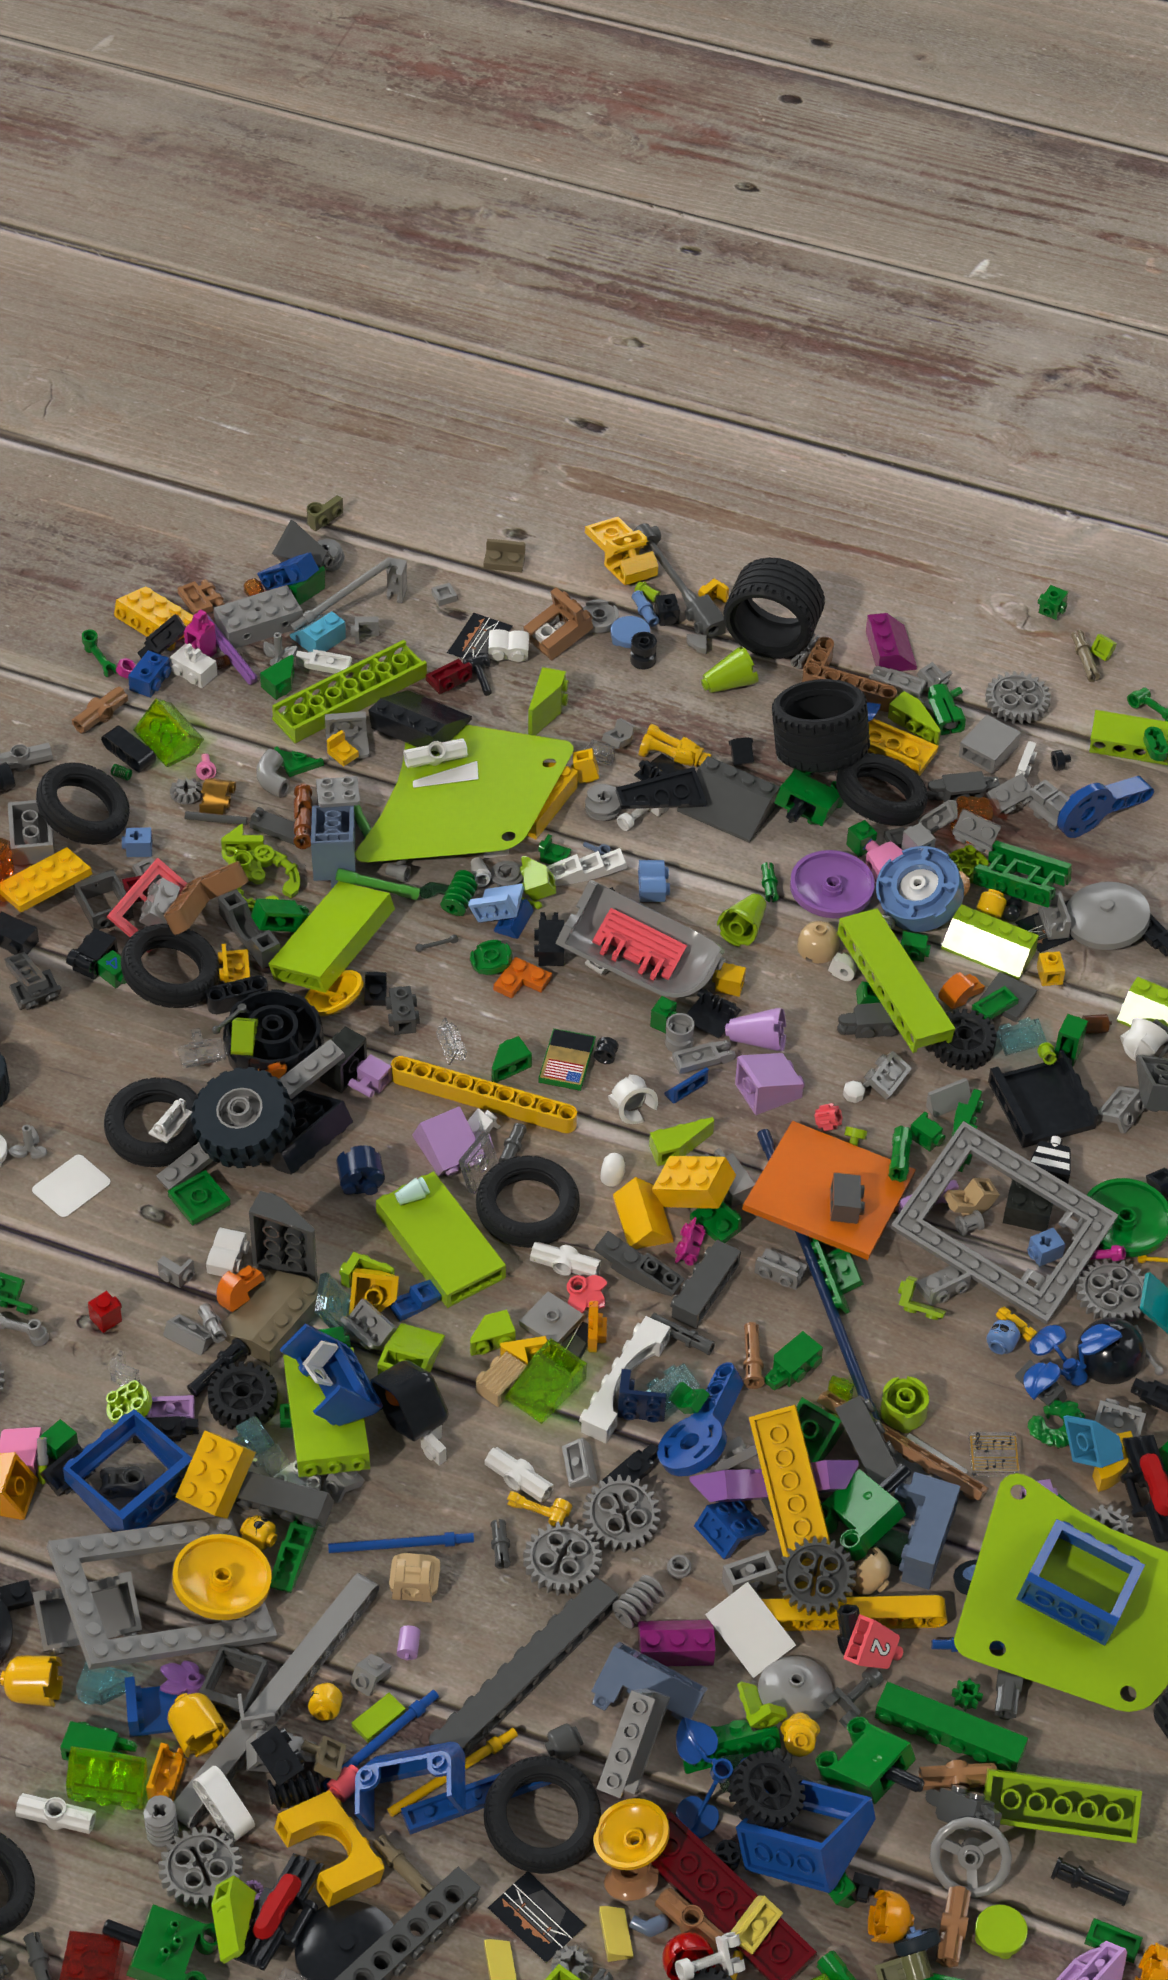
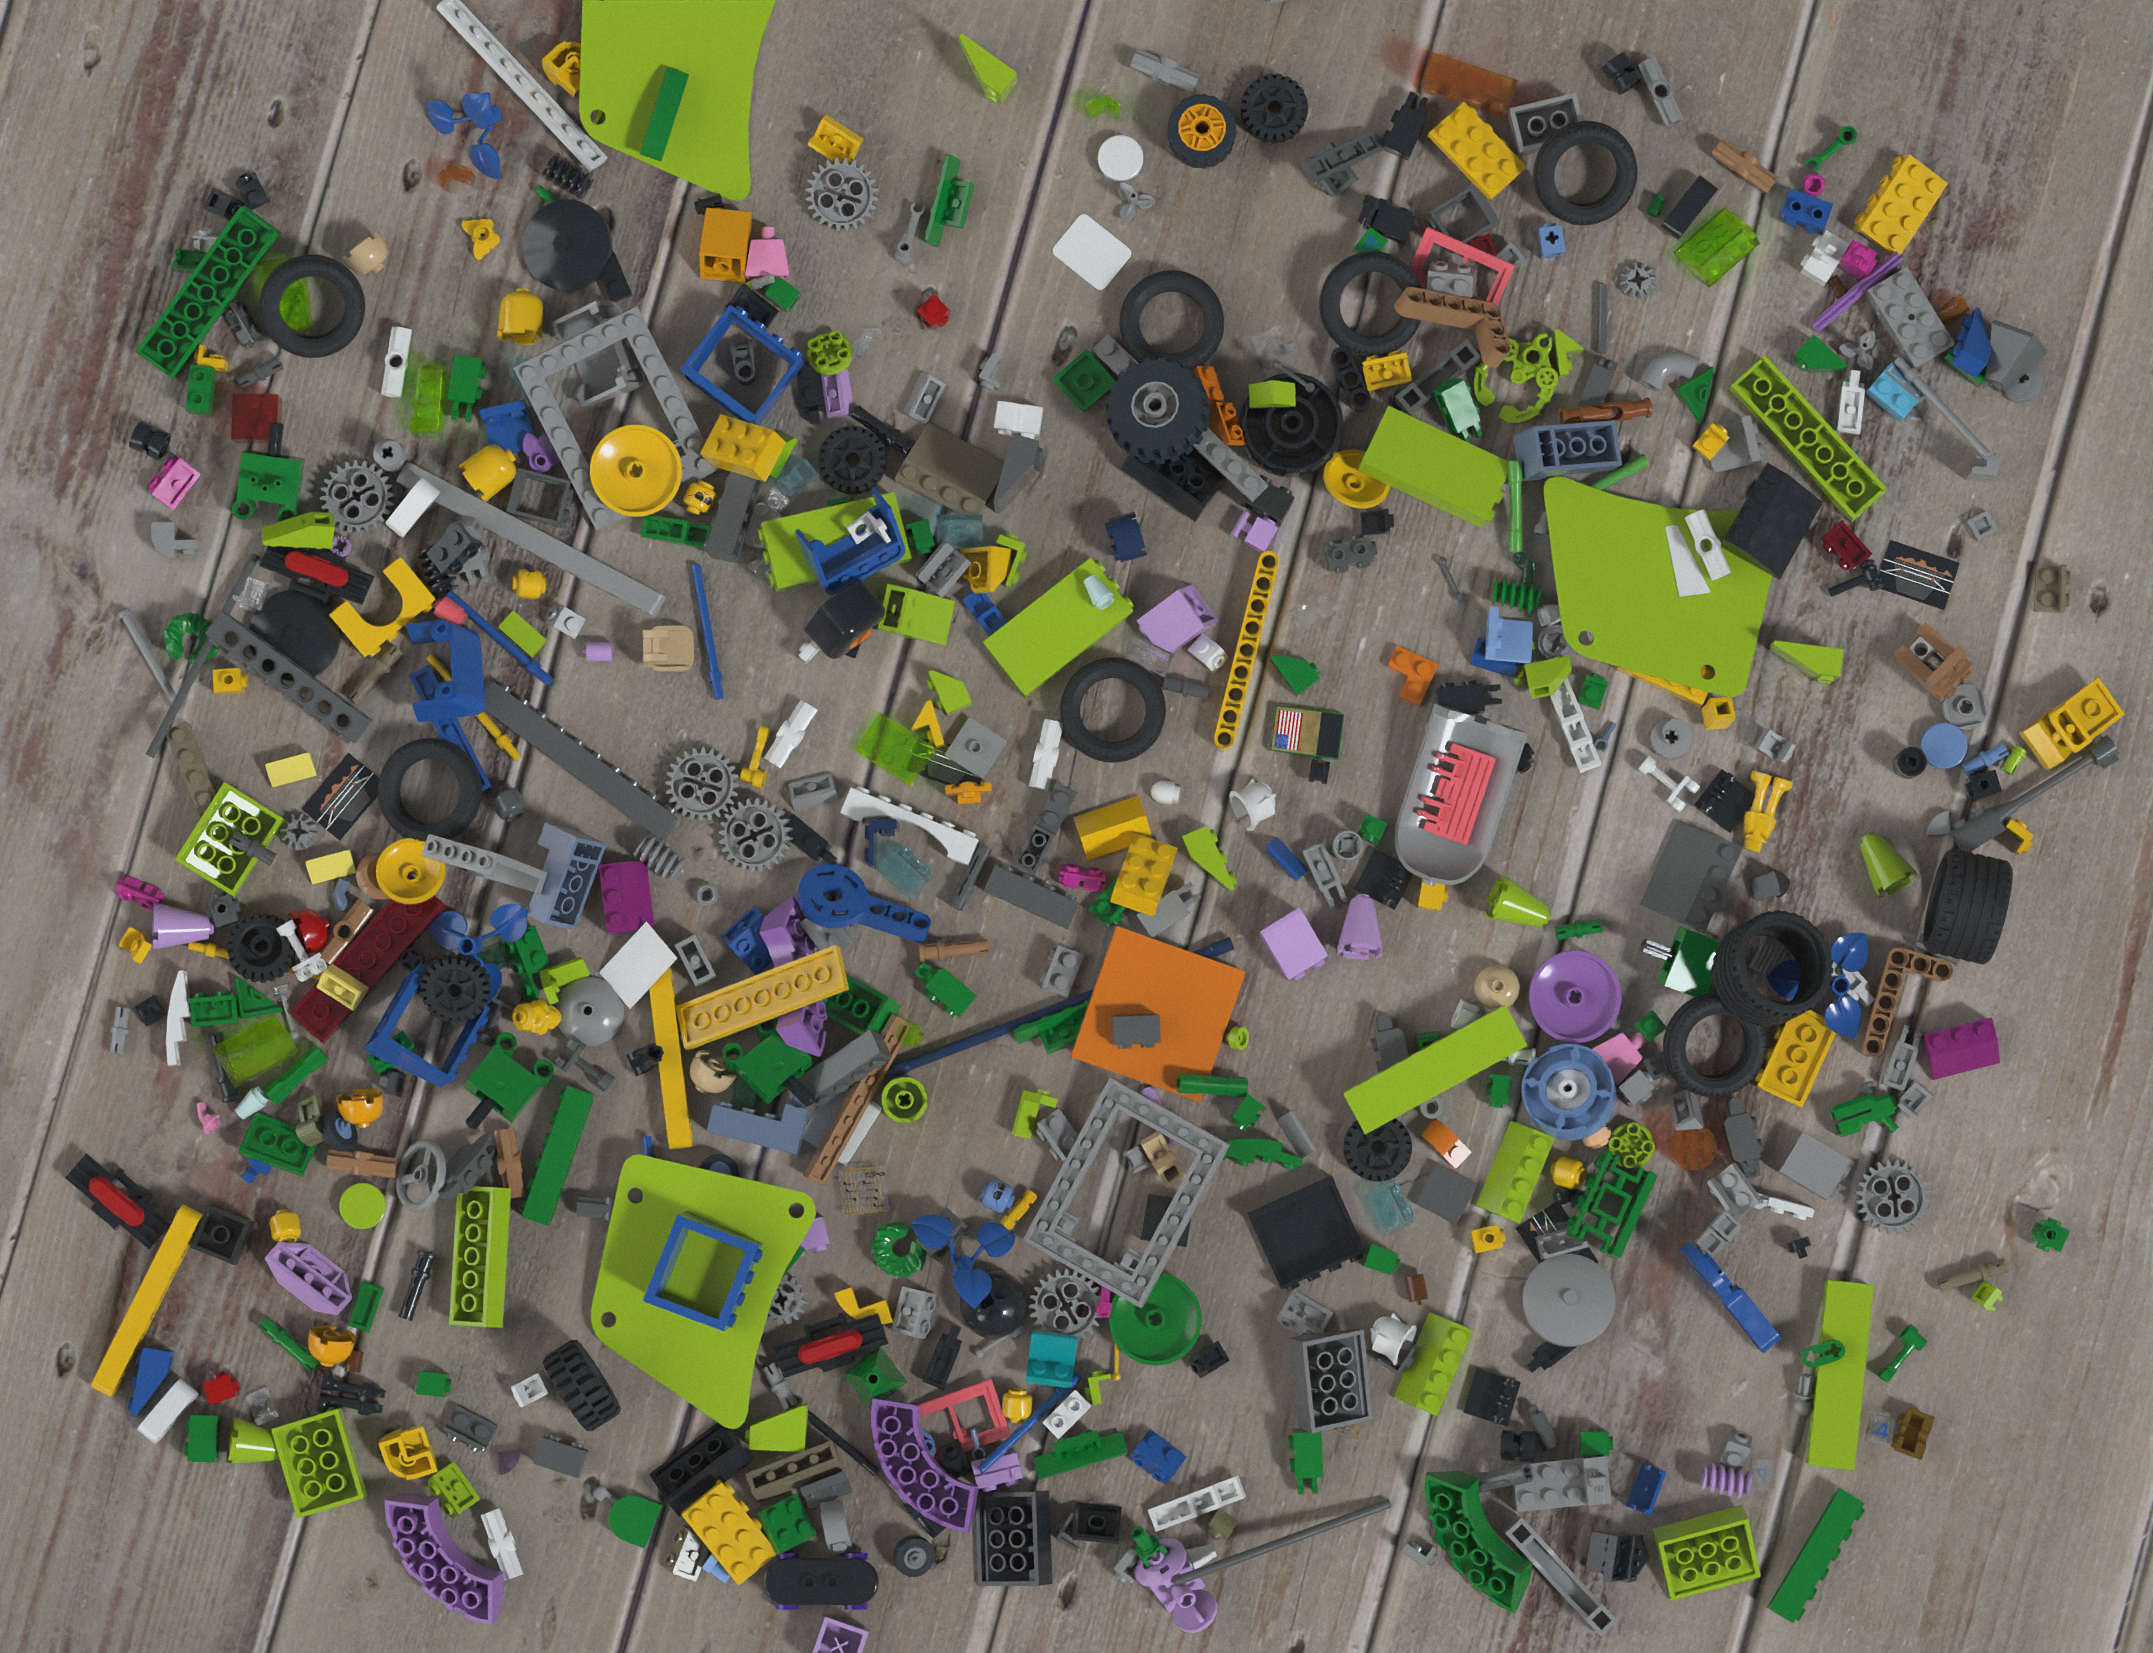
camera: 90 degrees right, 35 degrees up
(164, 636) = (1853, 218): black hinge -> none
(166, 1773) = (443, 452): light orange hinge -> none
(171, 1121) = (1157, 338): white hinge -> none
(195, 596) = (1932, 244): medium nougat plate -> none
(206, 768) = (1670, 298): bright pink plate -> none
(212, 1323) = (932, 418): light grey pin -> none
(216, 795) = (1633, 313): pearl gold cylinder -> none
(233, 1288) = (974, 435): orange brick -> none
(255, 1722) = (489, 523): light grey bracket -> none
(321, 514) = (2101, 379): olive plate -> none
(328, 1756) = (470, 593): dark tan plate -> none
(337, 792) = (1638, 445): light grey bracket -> none
(365, 627) = (1913, 443): light grey bracket -> none
(491, 957) = (1434, 639): green tile -> none
(499, 1378) = (896, 705): tan brick -> none
(500, 1544) = (714, 724): dark grey pin -> none
(508, 645) = (1901, 608): white brick -> none
(589, 1292) = (1007, 781): coral plate -> none
(652, 881) = (1561, 801): medium blue brick -> none
(664, 791) = (1684, 802): black wing -> none
(688, 1399) = (886, 890): green bracket -> none
(795, 1572) = (686, 1043): dark grey gear -> none
(828, 1117) = (1254, 1008): coral gear -> none
(854, 1091) = (1297, 1034): white tile -> none
(873, 1644) = (628, 1079): coral torso -> none
(887, 1074) = (1320, 1067): light grey bracket -> none
(913, 716) = (1851, 1074): lime slope -> none
(967, 1694) = (600, 1170): green gear -> none
(976, 831) = (1662, 1151): light grey bracket -> none
(995, 1003) = (1427, 1179): green tile -> none
(1046, 1247) = (1112, 1247): medium blue brick -> none
(1047, 1052) = (1372, 1235): lime pin -> none
(1053, 1158) = (1222, 1241): torso -> none
(1092, 1442) = (868, 1285): dark azure slope -> none

